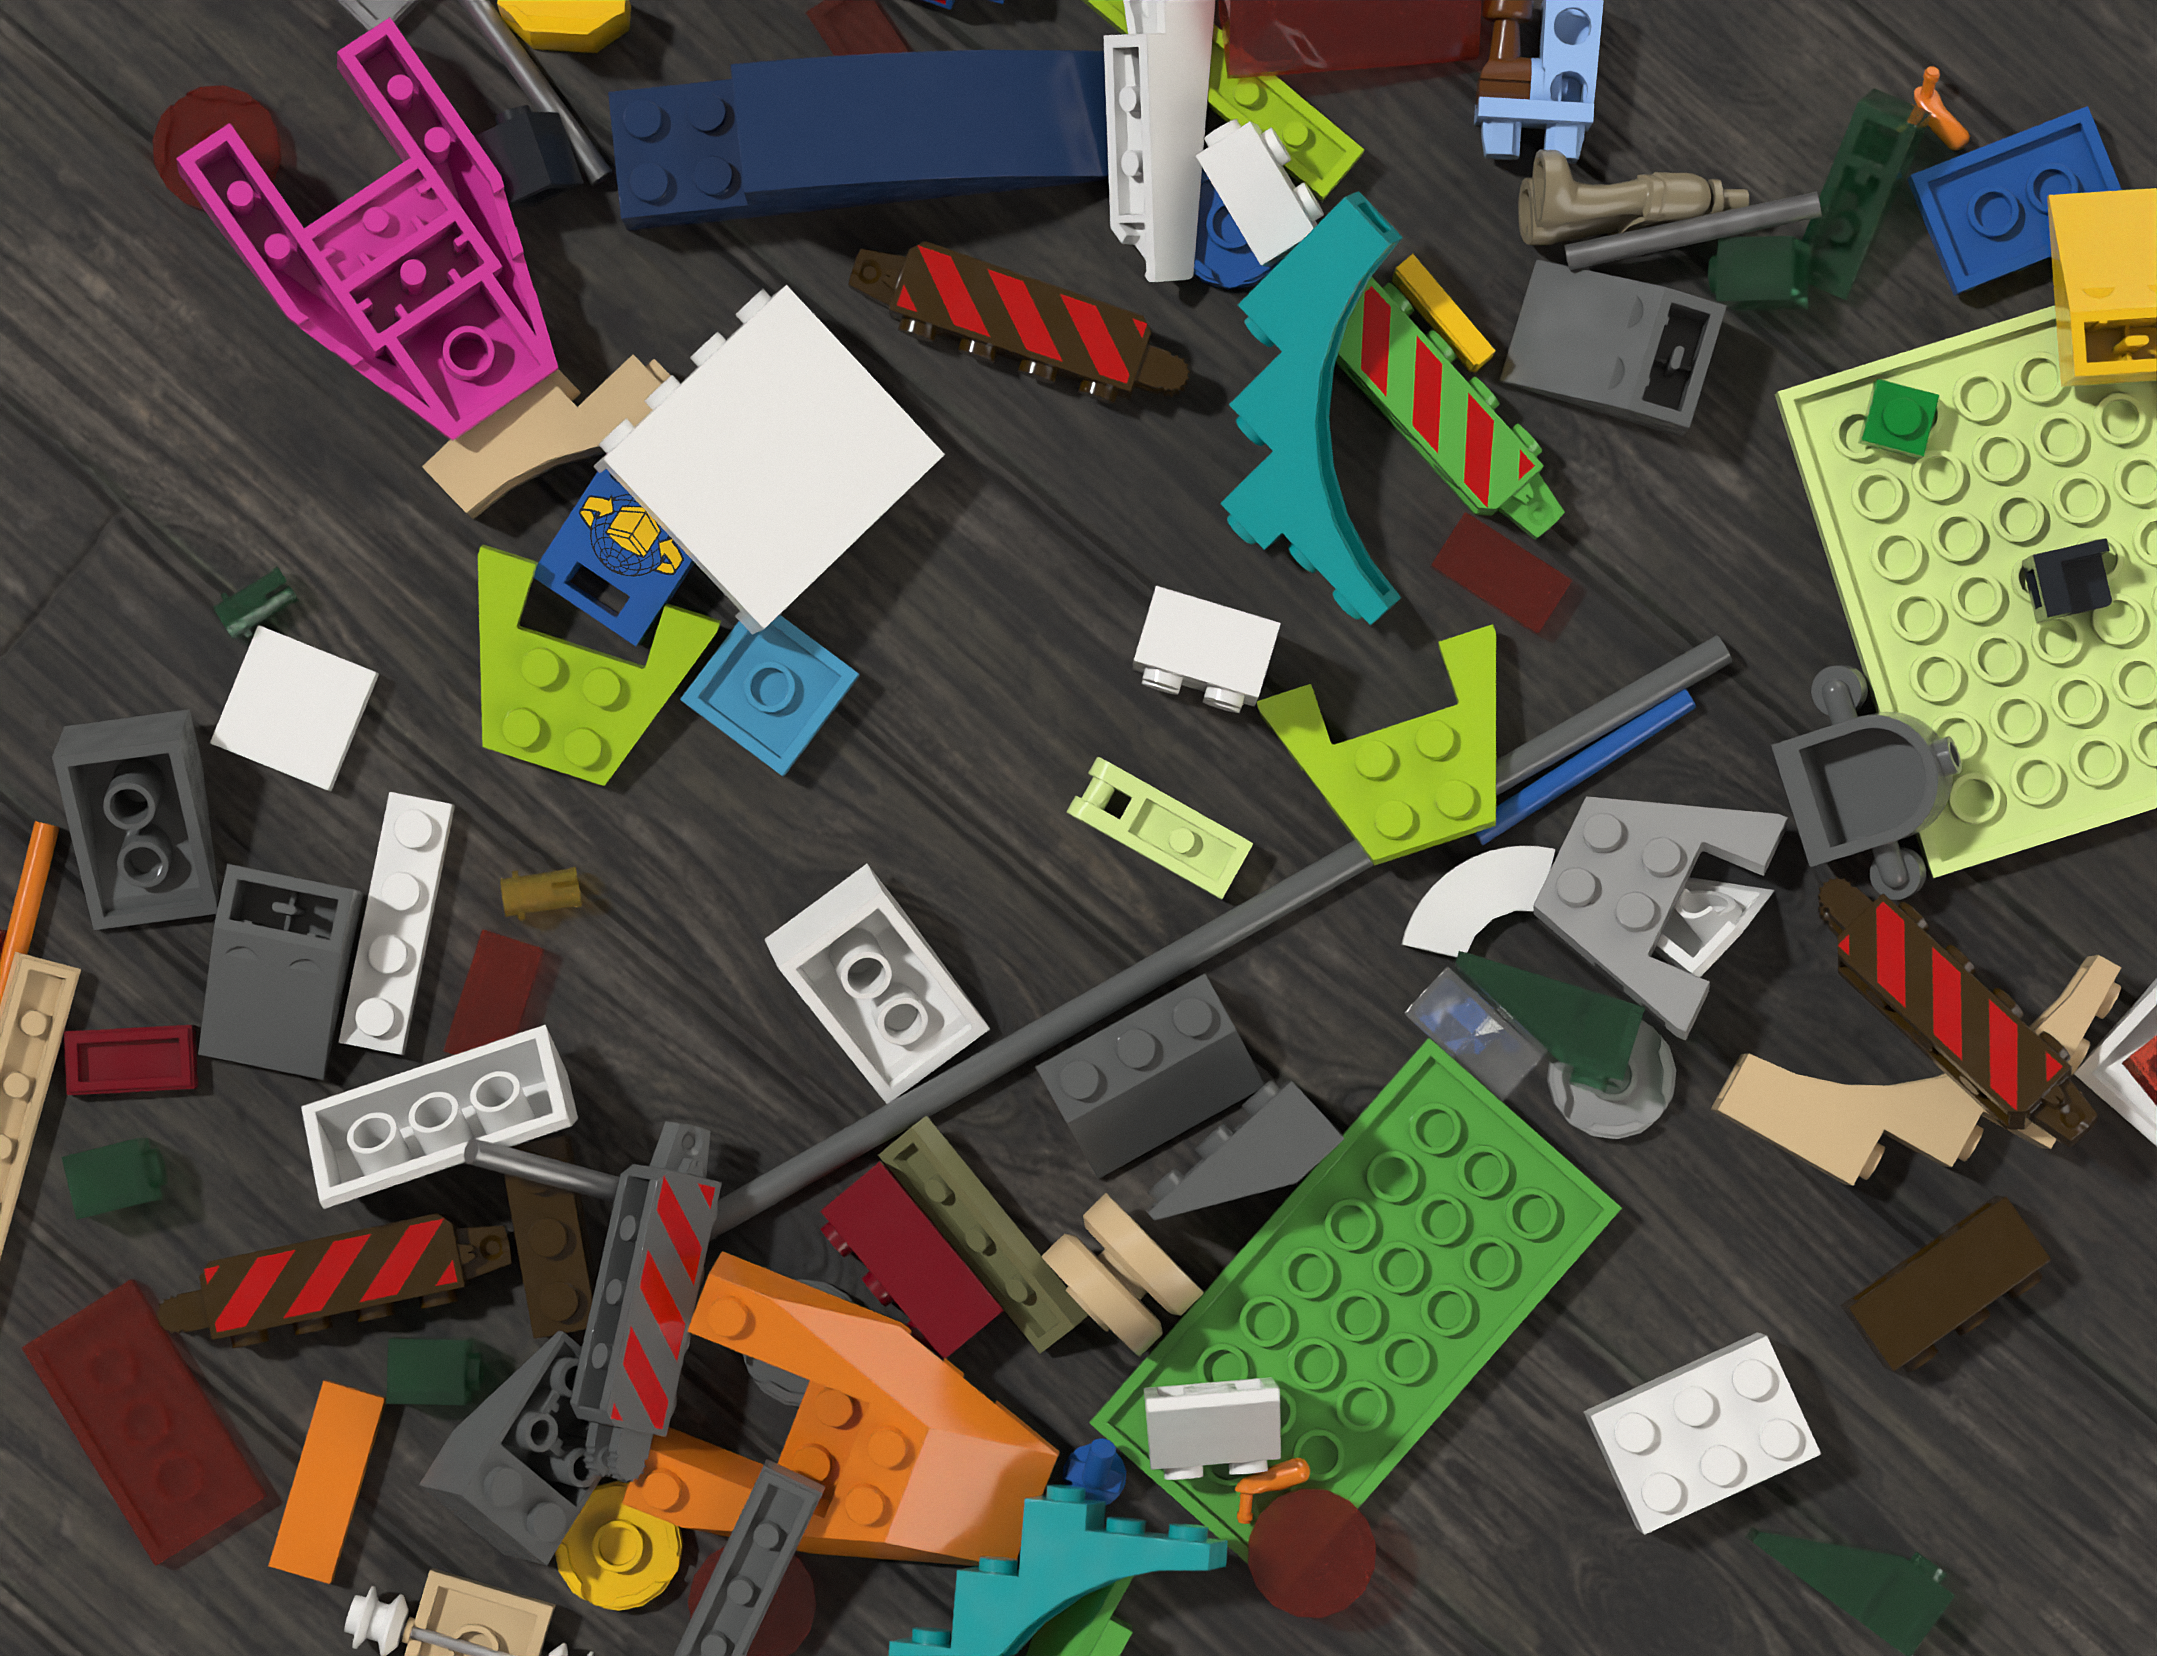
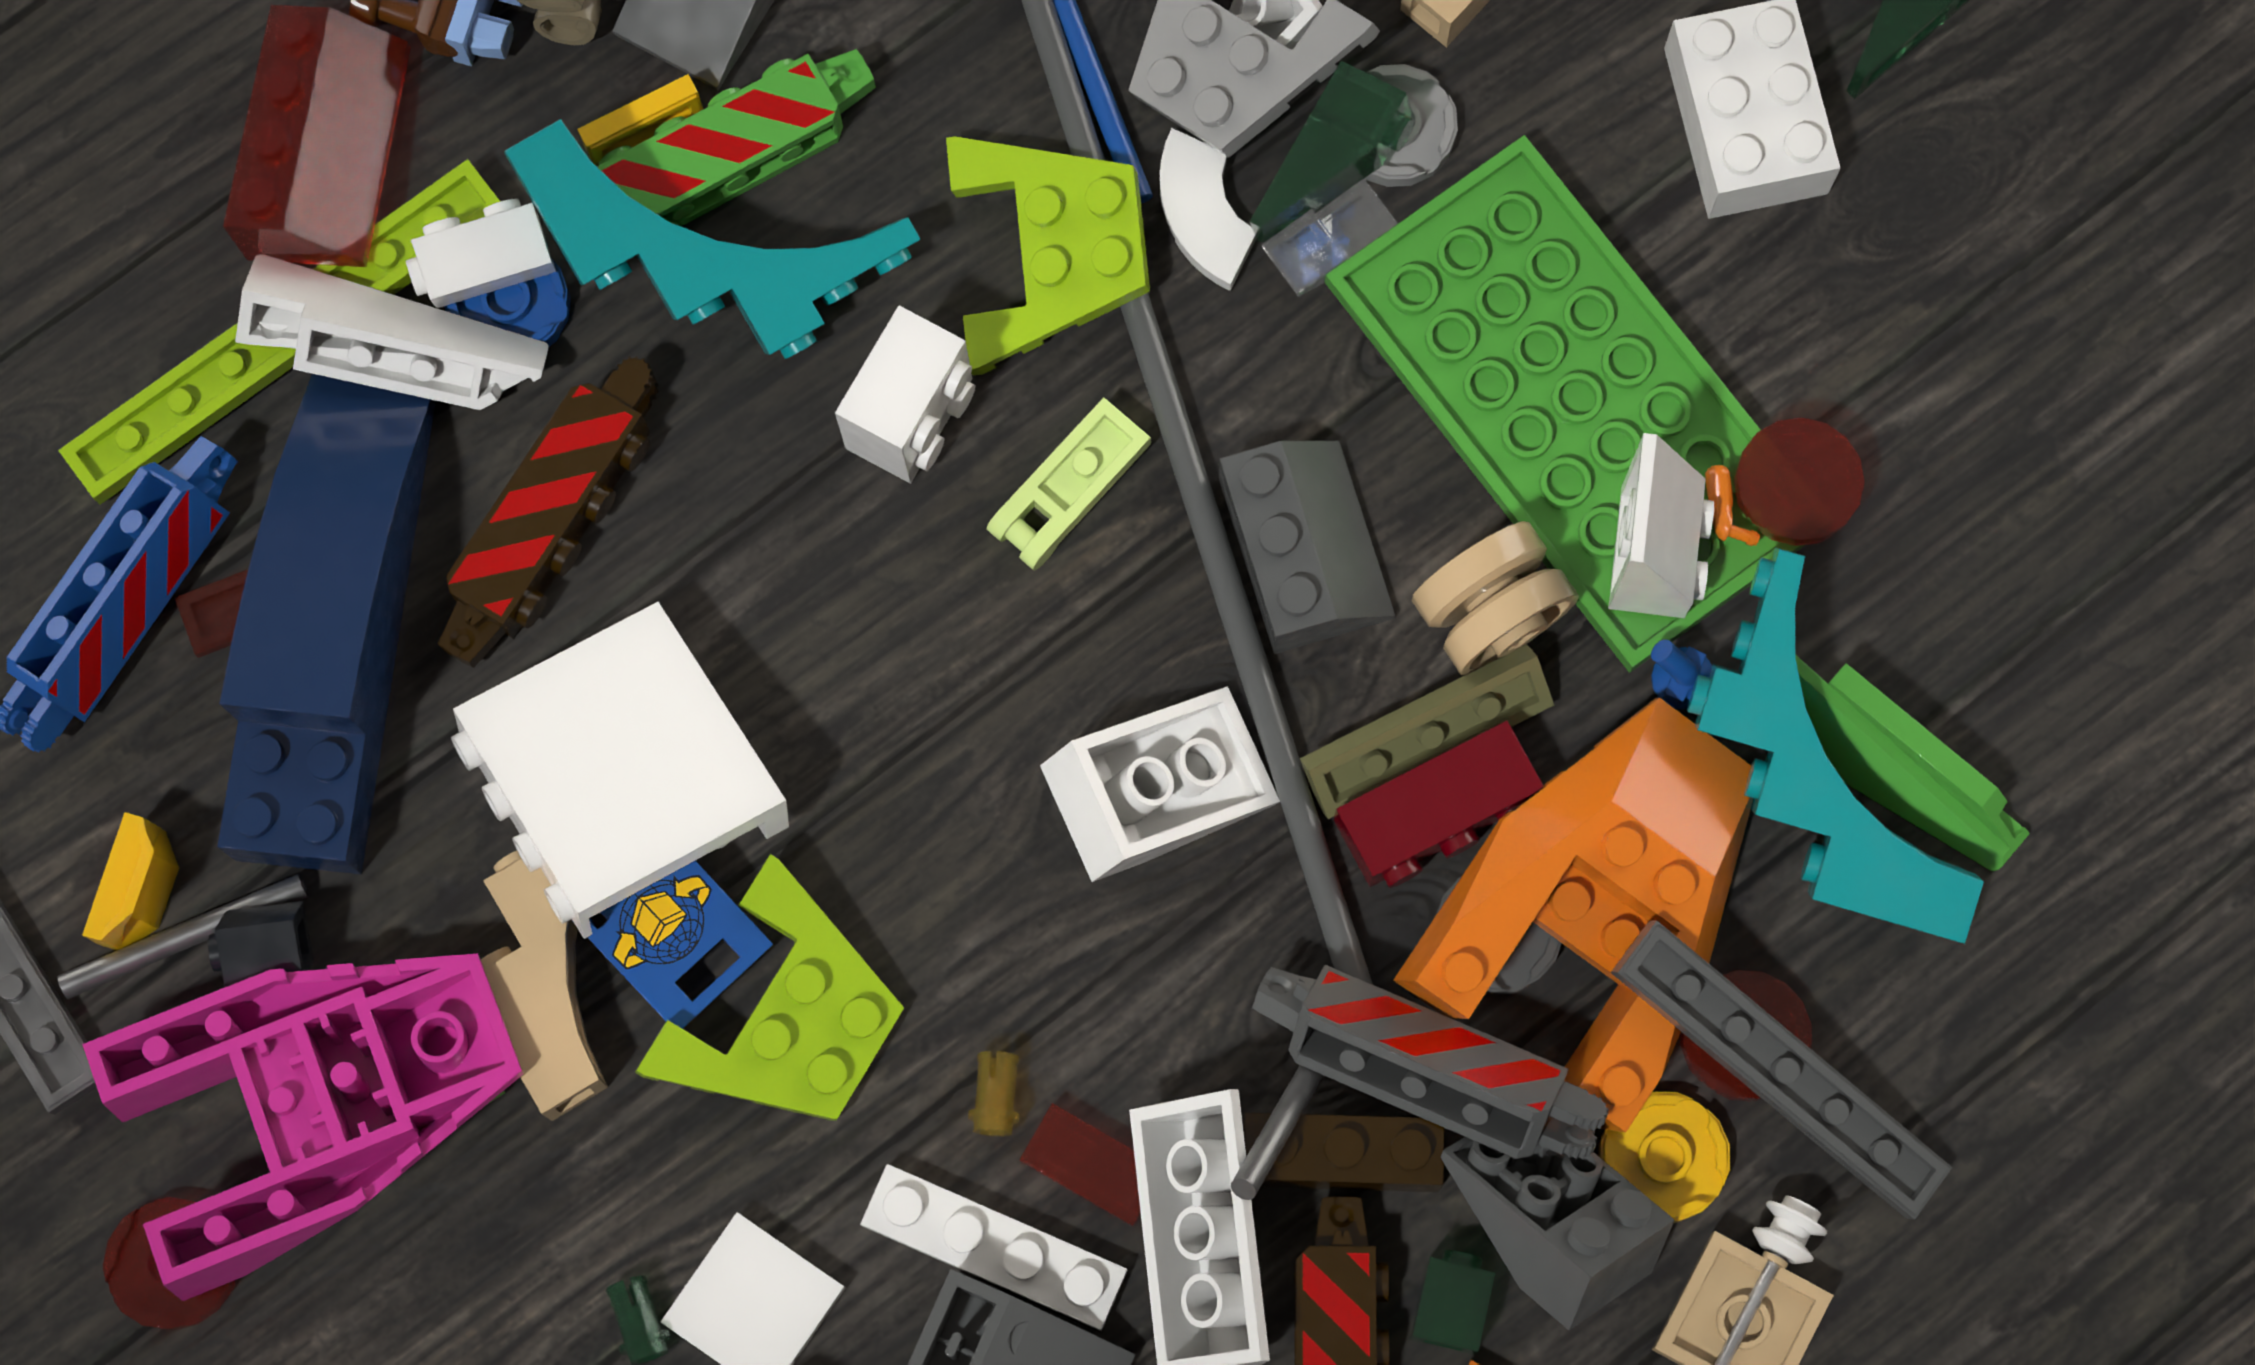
camera: 75 degrees left, 10 degrees down
(770, 690) = (849, 825): dark azure plate -> none
(1264, 1152) = (1397, 431): dark grey slope -> none
(1501, 573) = (899, 125): clear red tile -> none

